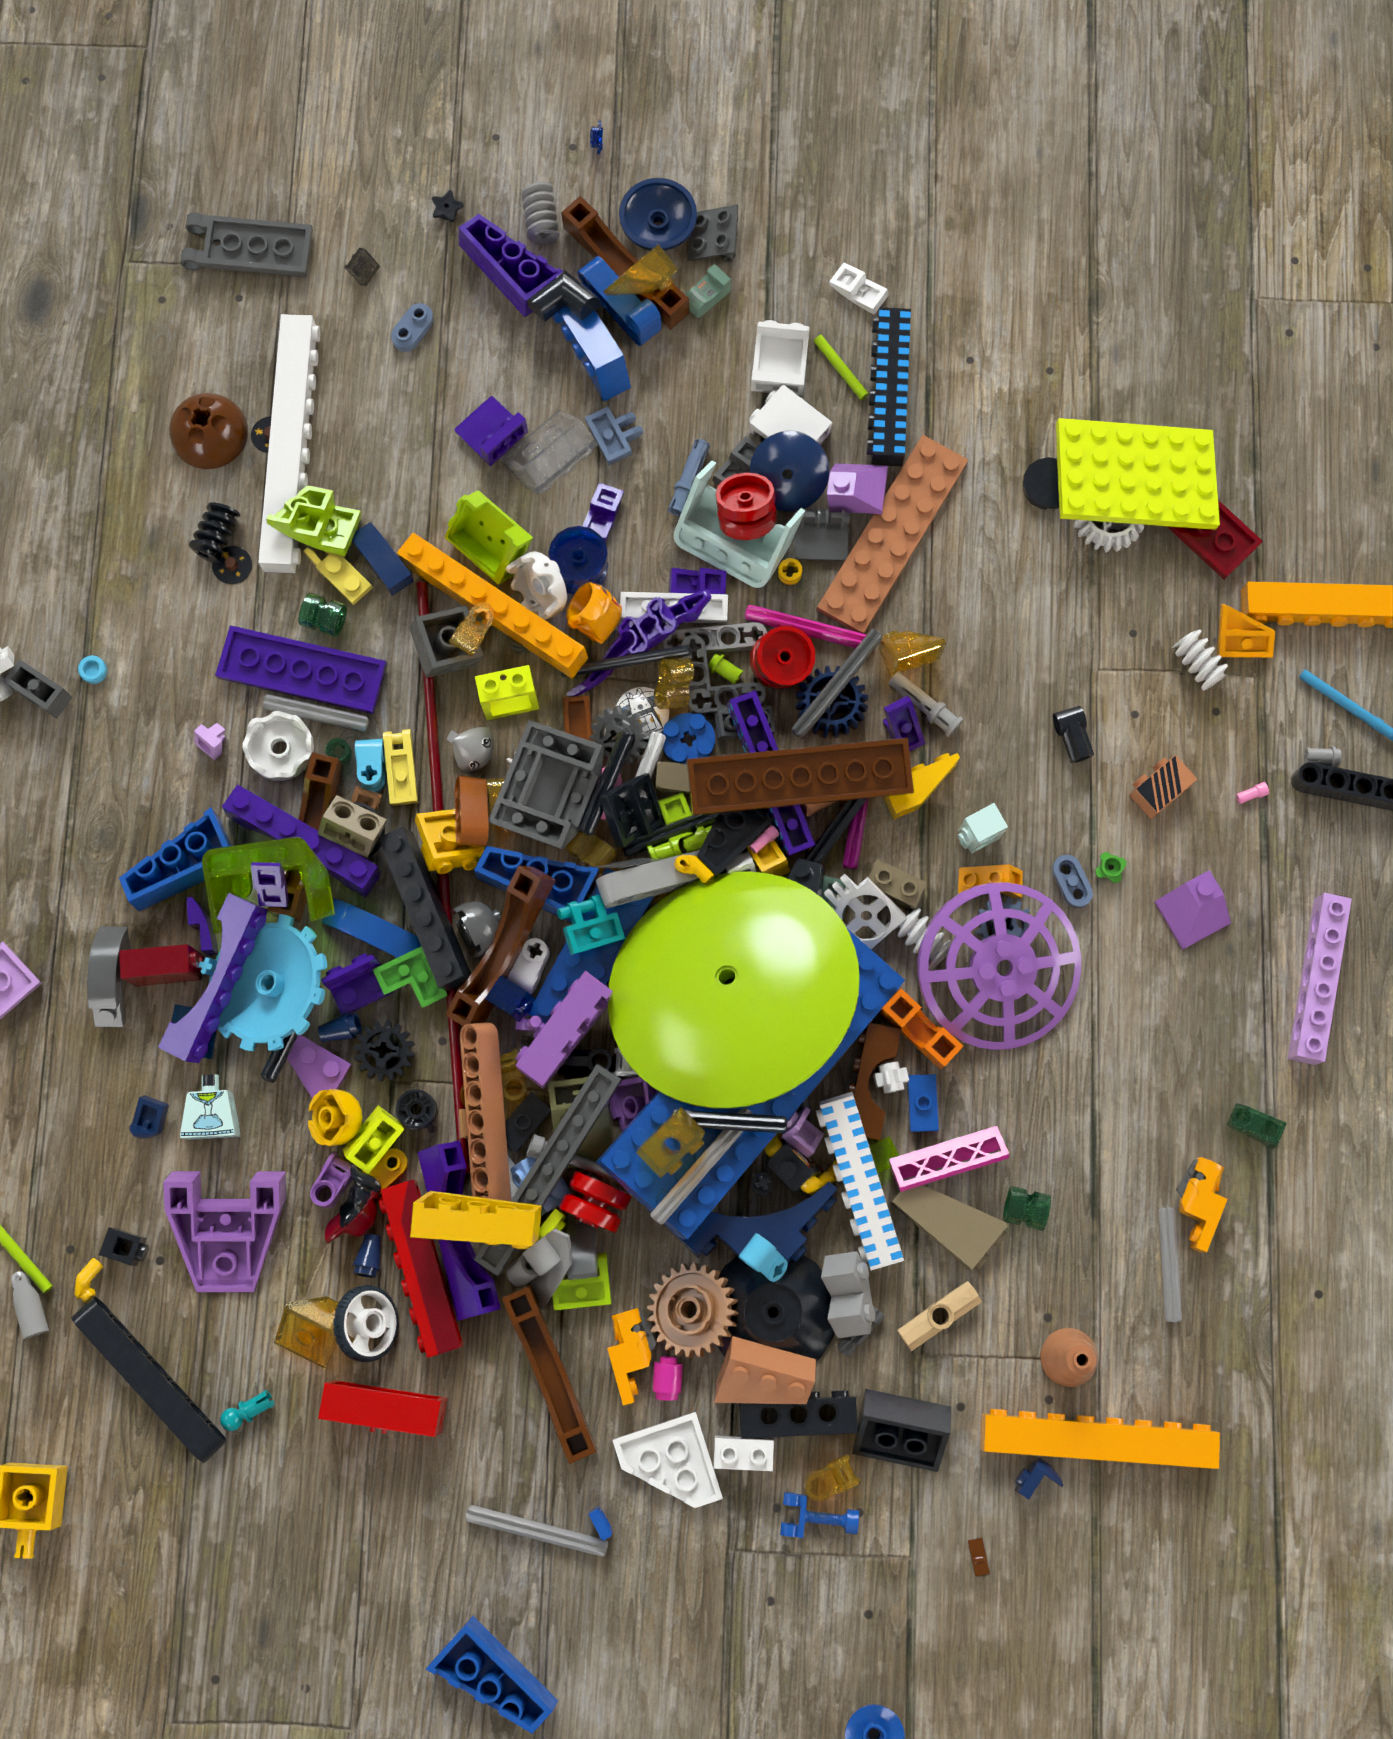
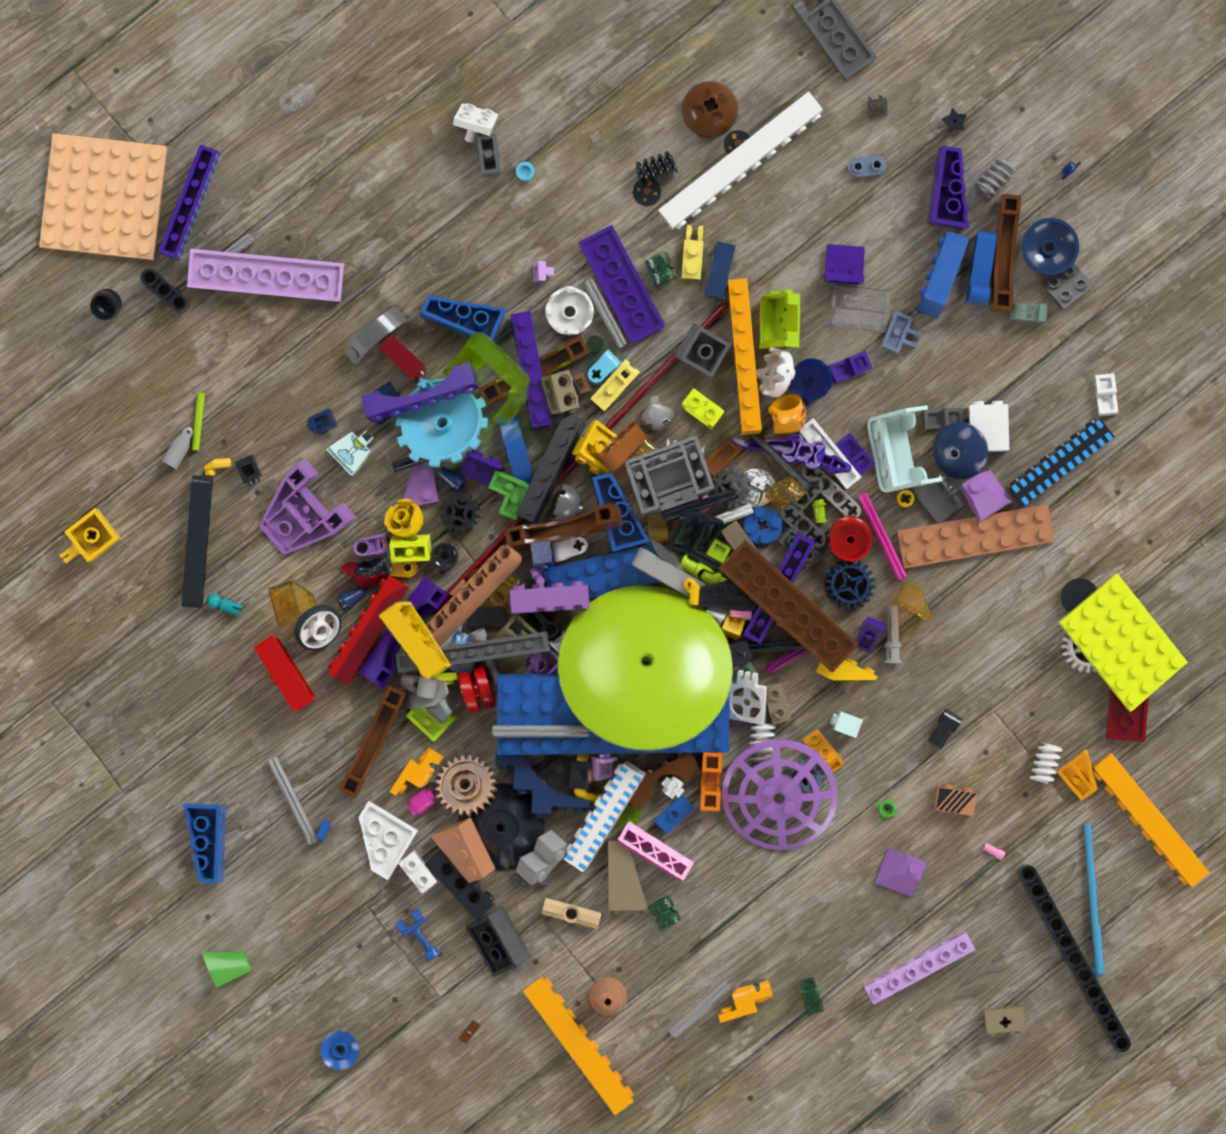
camera: 45 degrees right, 10 degrees up
(199, 920) = (443, 353): dark purple slope -> none
(270, 884) = (491, 381): slope -> none
(317, 521) = (709, 219): lime slope -> none
(470, 631) = (717, 361): clear yellow piece -> none
(563, 292) = (956, 237): black brick -> none
(590, 933) = (613, 569): teal plate -> none
(645, 275) = (1004, 273): clear yellow slope -> none
(677, 1126) = (525, 706): clear yellow brick -> none
(691, 470) = (903, 400): sand blue pin -> none
(739, 1121) = (573, 725): black axle -> none
(746, 506) = (918, 445): red wheel -> none
(764, 1258) = (522, 800): medium azure piece -> none
(780, 357) = (1025, 387): white panel -> none
(833, 1478) = (444, 927): clear yellow piece -> none
(837, 683) = (859, 580): dark grey axle -> none
(841, 367) = (1050, 424): lime bar -> none
(1030, 1478) = (529, 1025): dark blue plate -> none
(1074, 881) = (859, 794): sand blue plate -> none
(1323, 756) = (1047, 872): light grey pin -> none

